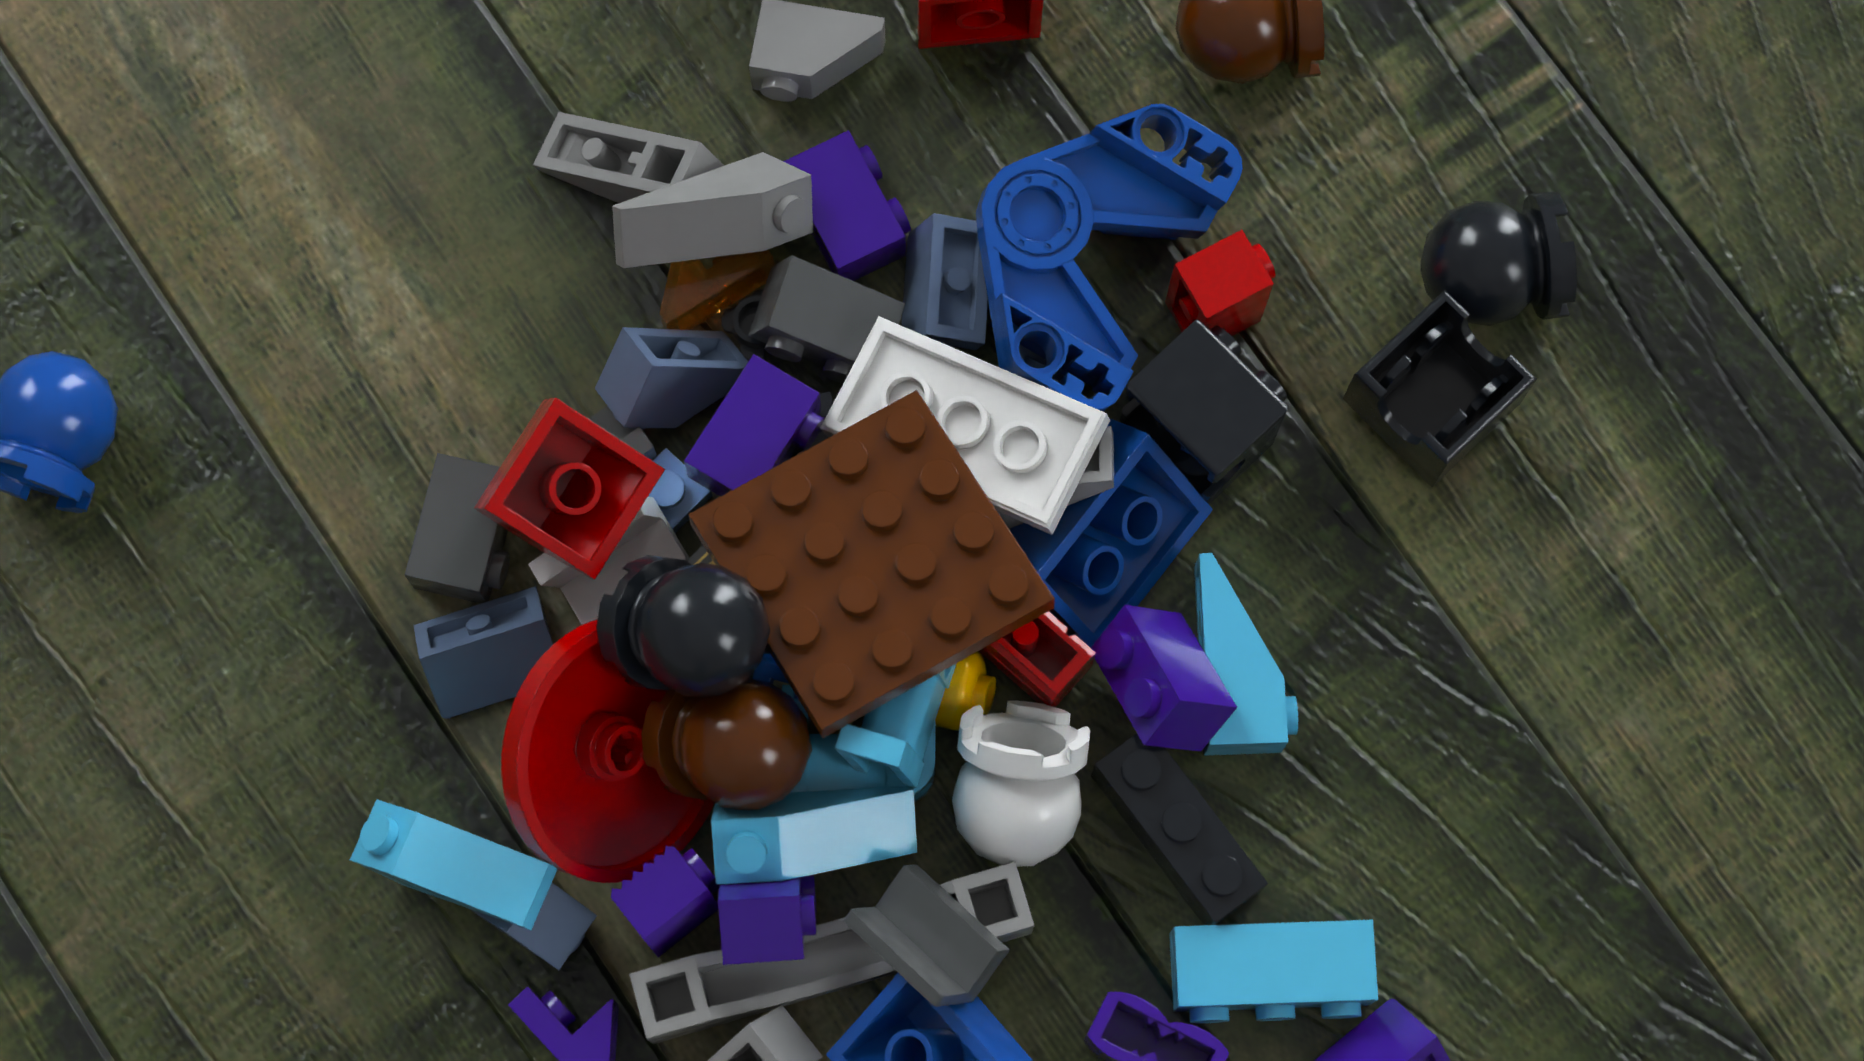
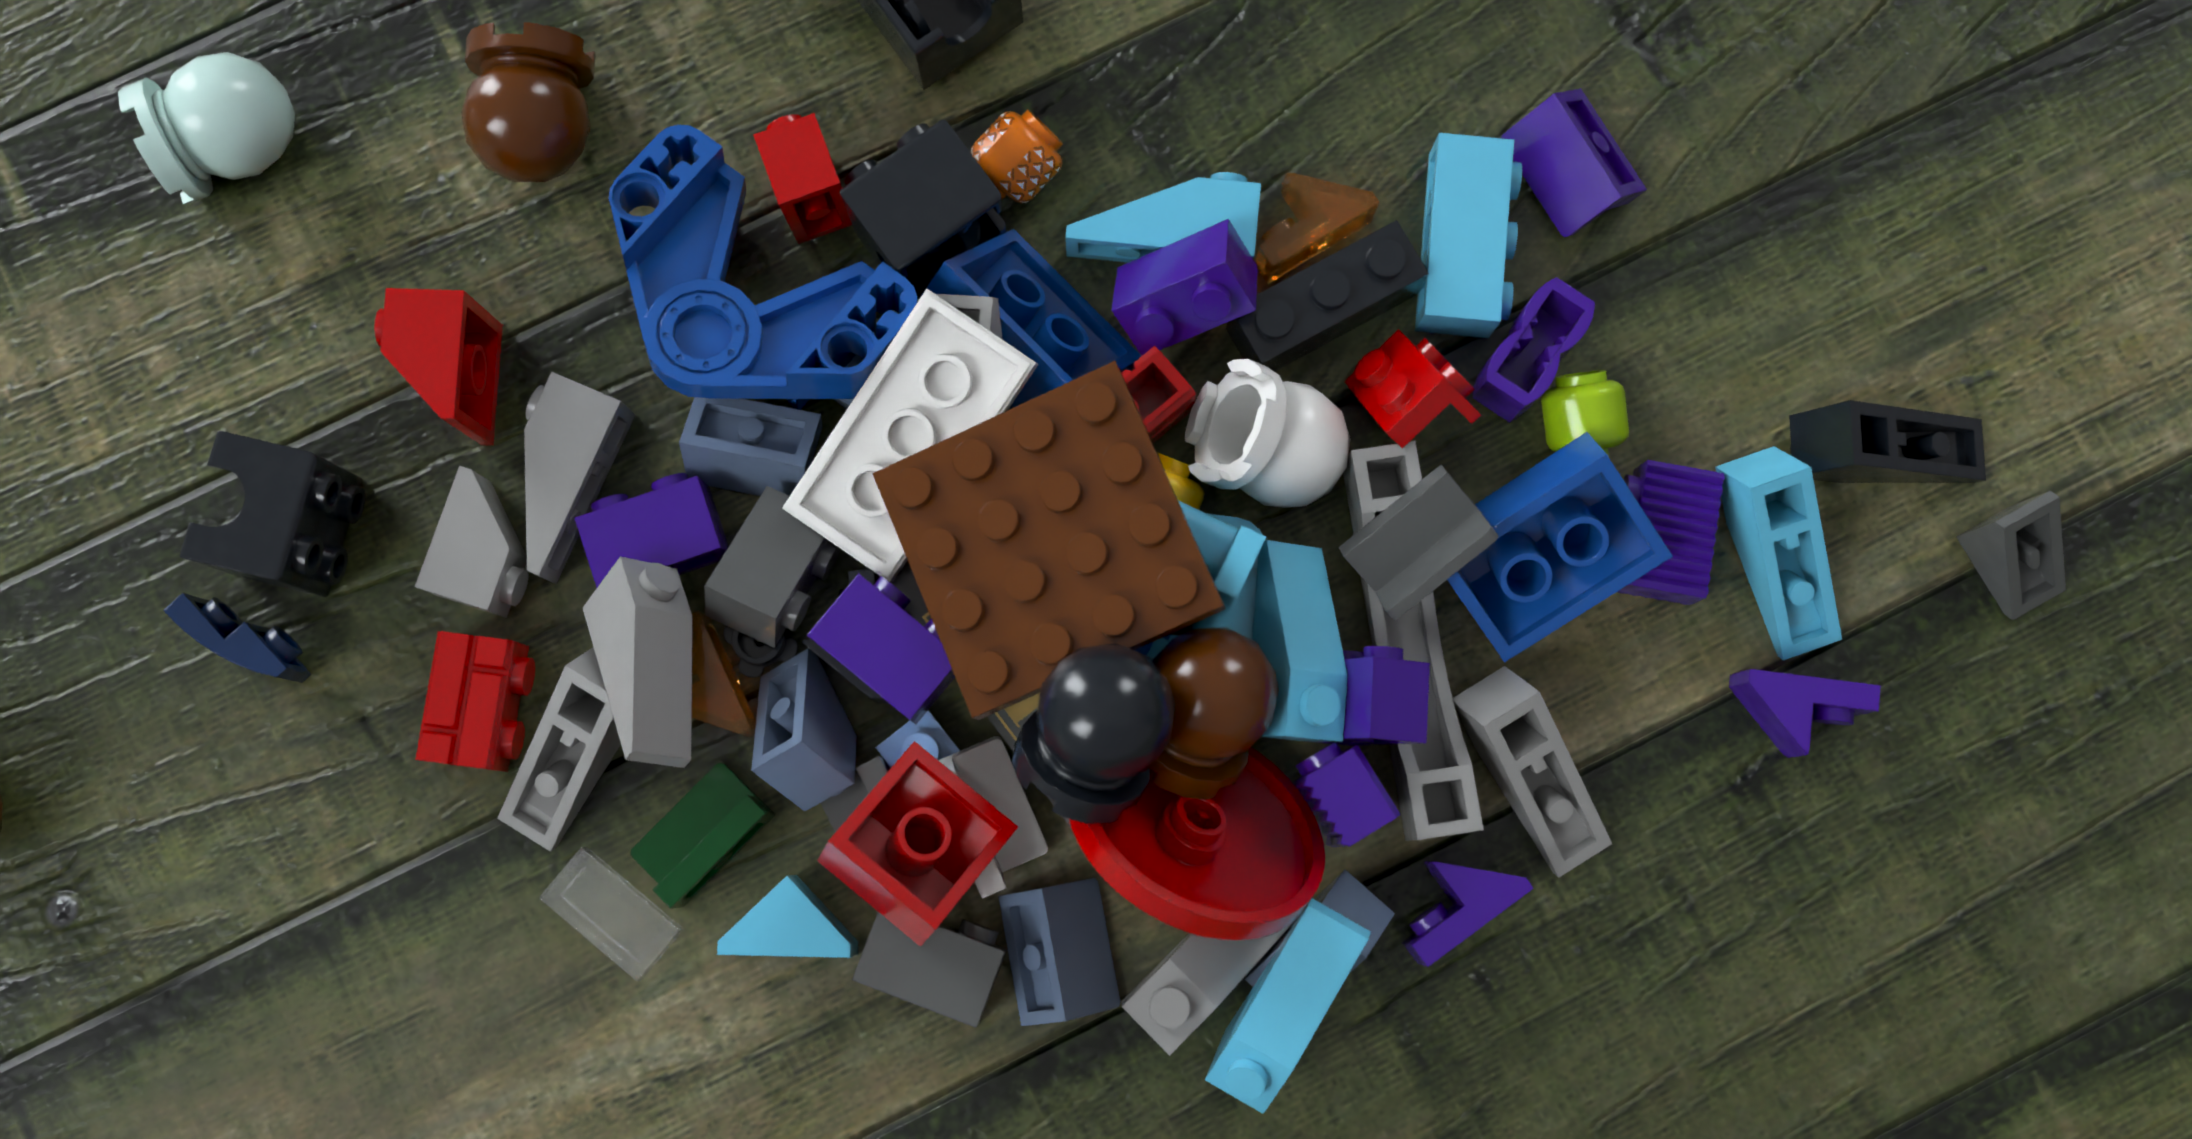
camera: 80 degrees left, 5 degrees up
(465, 777) = (1192, 985): none -> light grey slope
(480, 229) = (611, 913): none -> clear tile
(486, 393) = (789, 924): none -> medium azure slope
(563, 299) = (700, 835): none -> dark green panel
(663, 72) = (475, 702): none -> red brick
(908, 116) = (568, 454): none -> light grey slope
(1096, 917) = (1409, 387): none -> red bracket
(1268, 822) = (1325, 216): none -> clear orange slope
(1283, 498) = (1018, 155): none -> orange head

